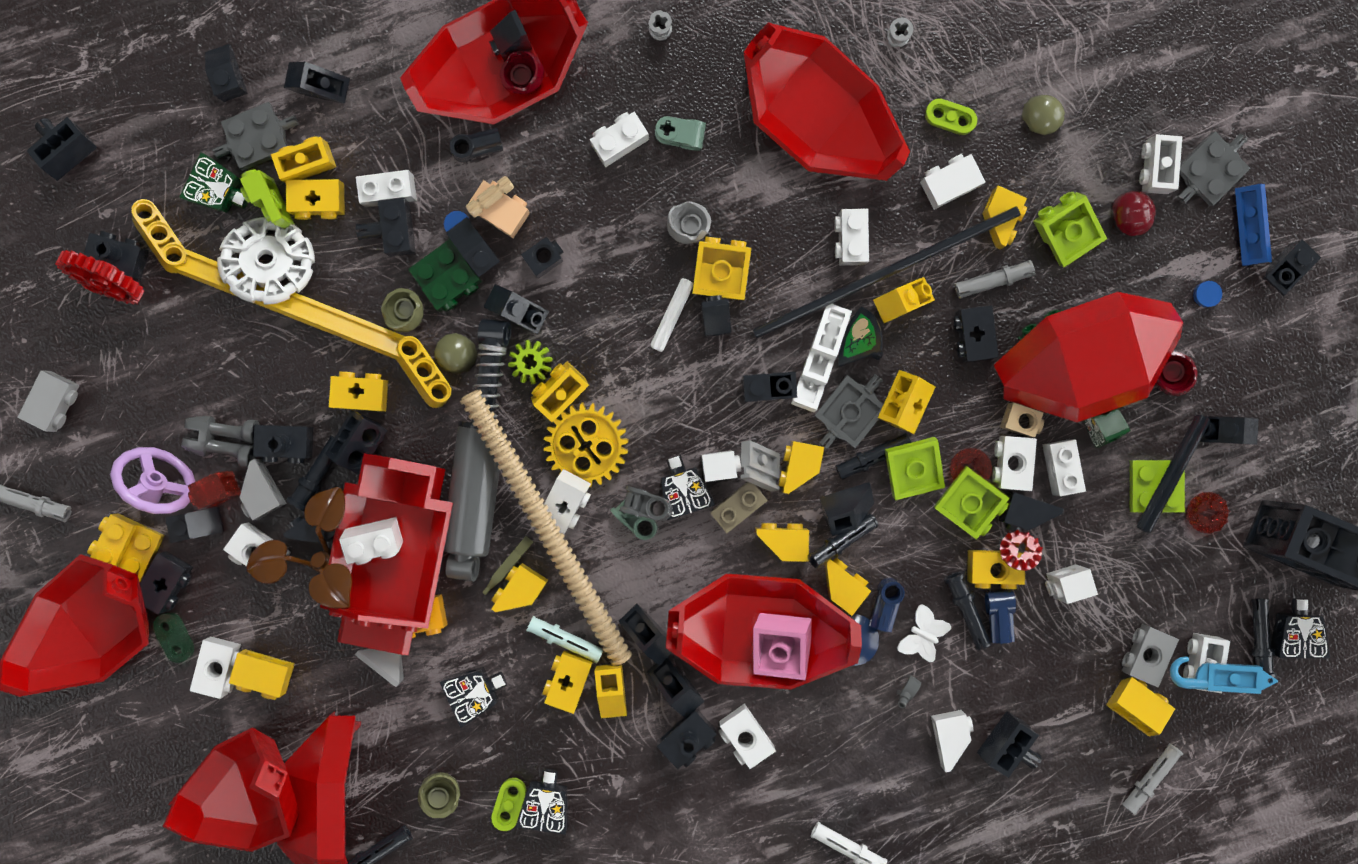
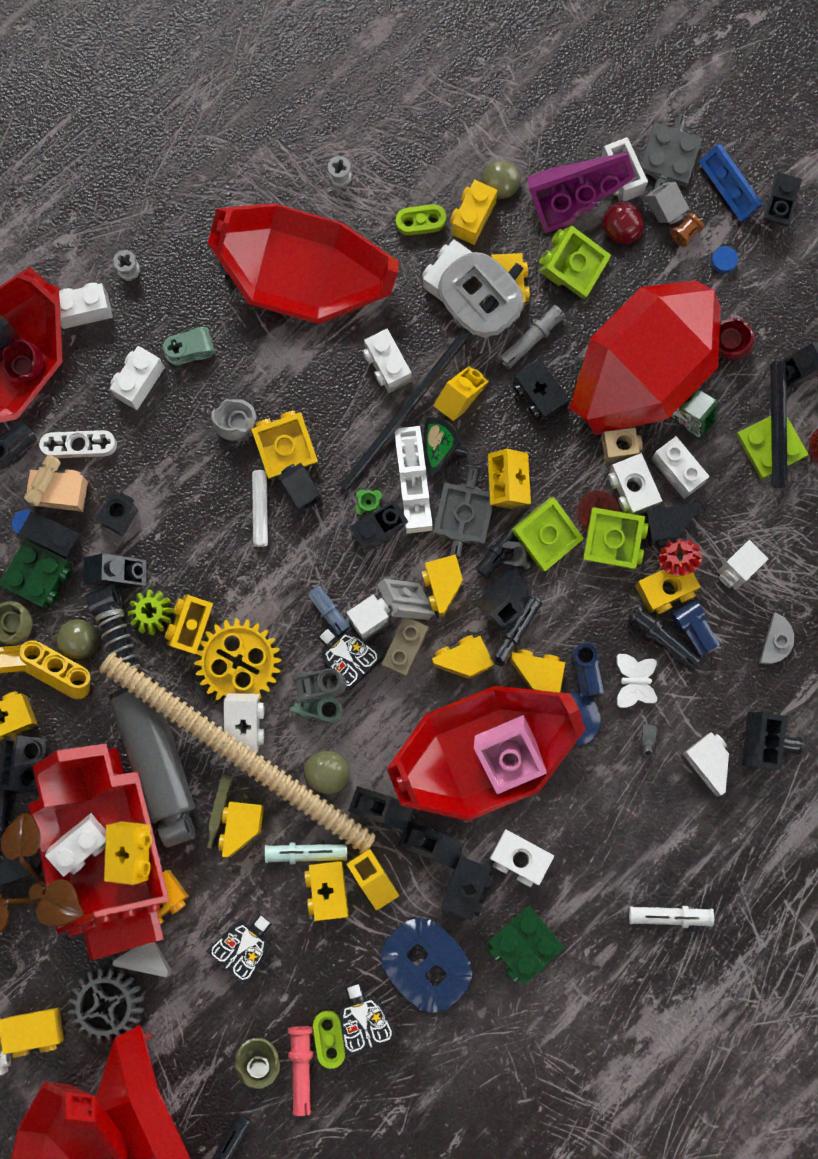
camera: 25 degrees left, 10 degrees down
(333, 694) = (100, 993): none -> dark grey gear
(411, 570) = (127, 852): none -> yellow brick
(477, 806) = (300, 1056): none -> coral pin
(522, 159) = (97, 437): none -> white beam
(604, 45) = (84, 305): none -> white brick
(616, 579) = (326, 772): none -> olive hair
(639, 779) = (411, 978): none -> dark blue piece
(687, 438) = (328, 610): none -> sand blue axle
(711, 810) = (525, 946): none -> dark green plate
(769, 350) = (363, 496): none -> bright green plate
(879, 476) = (519, 557): none -> dark grey piece
(988, 216) = (495, 282): none -> light grey piece
(1009, 130) = (474, 211): none -> yellow brick
(1066, 662) = (778, 640): none -> light grey plate
(1105, 159) = (572, 189): none -> magenta wedge
(1185, 215) = (667, 203): none -> light grey brick
(1189, 249) = (687, 229): none -> dark orange bush

